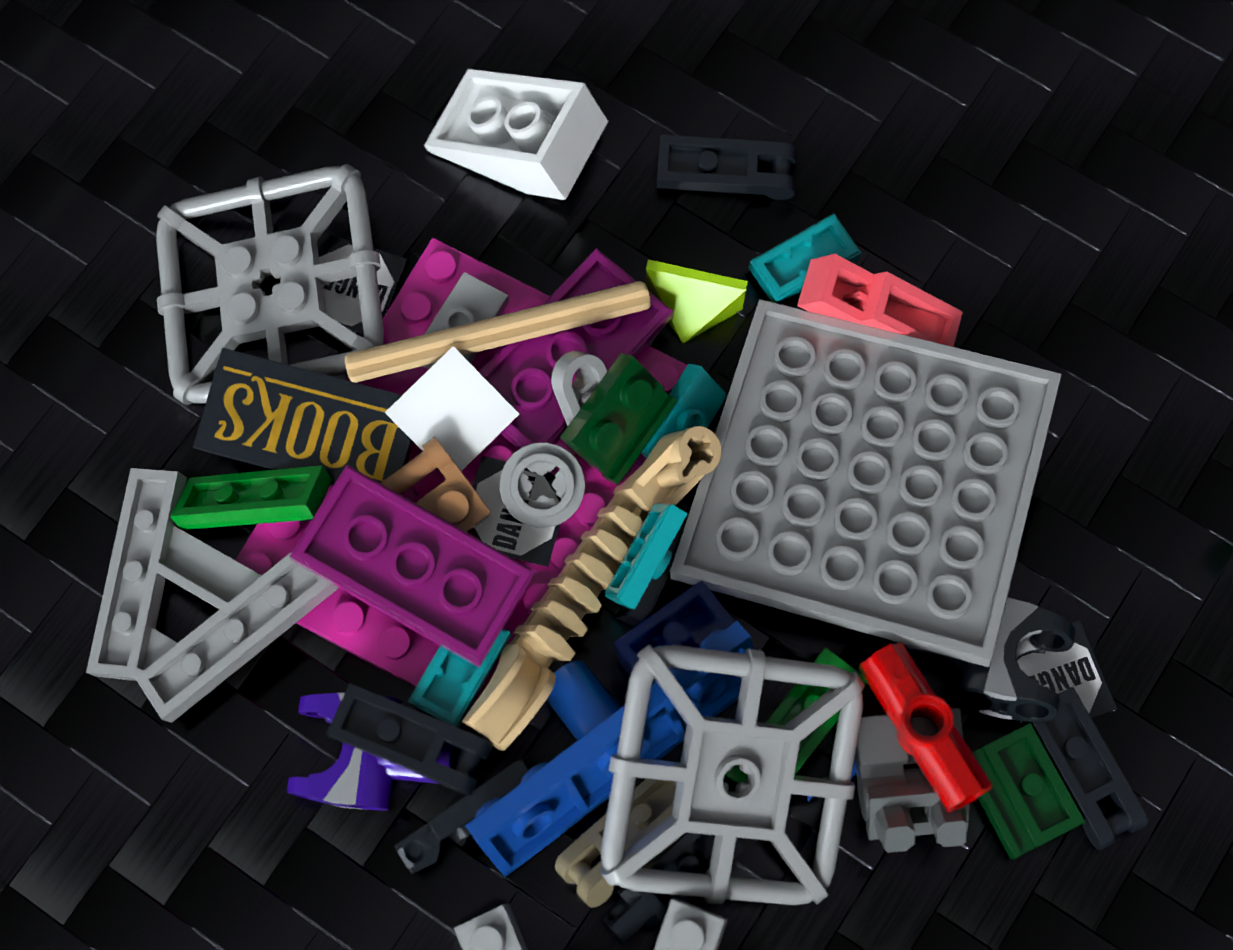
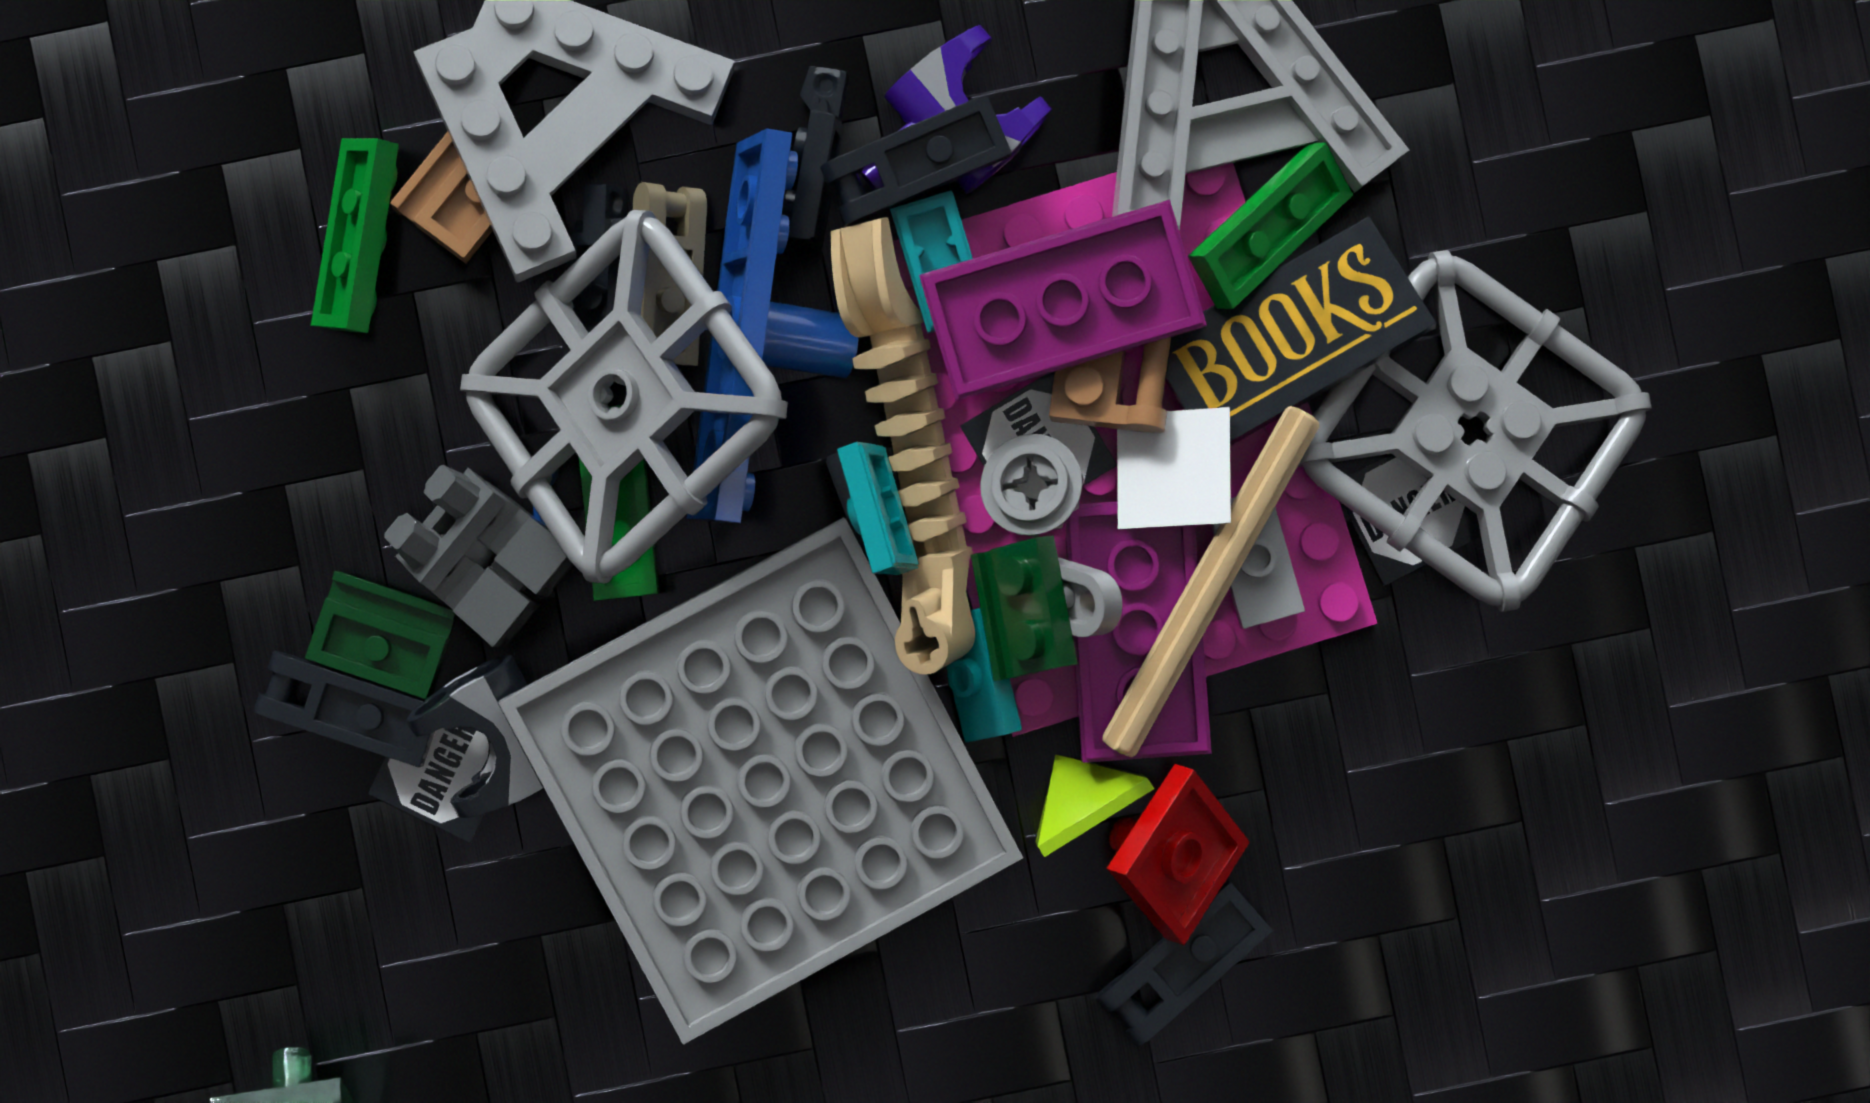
camera: 130 degrees right, 15 degrees up
(520, 130) = (1409, 804): white slope -> none
(672, 216) = (1176, 853): none -> red tile
(680, 622) = (788, 493): clear blue brick -> none
(784, 267) = (1021, 940): teal plate -> none
(876, 300) = (908, 958): coral slope -> none
(941, 757) = (459, 583): red piece -> none

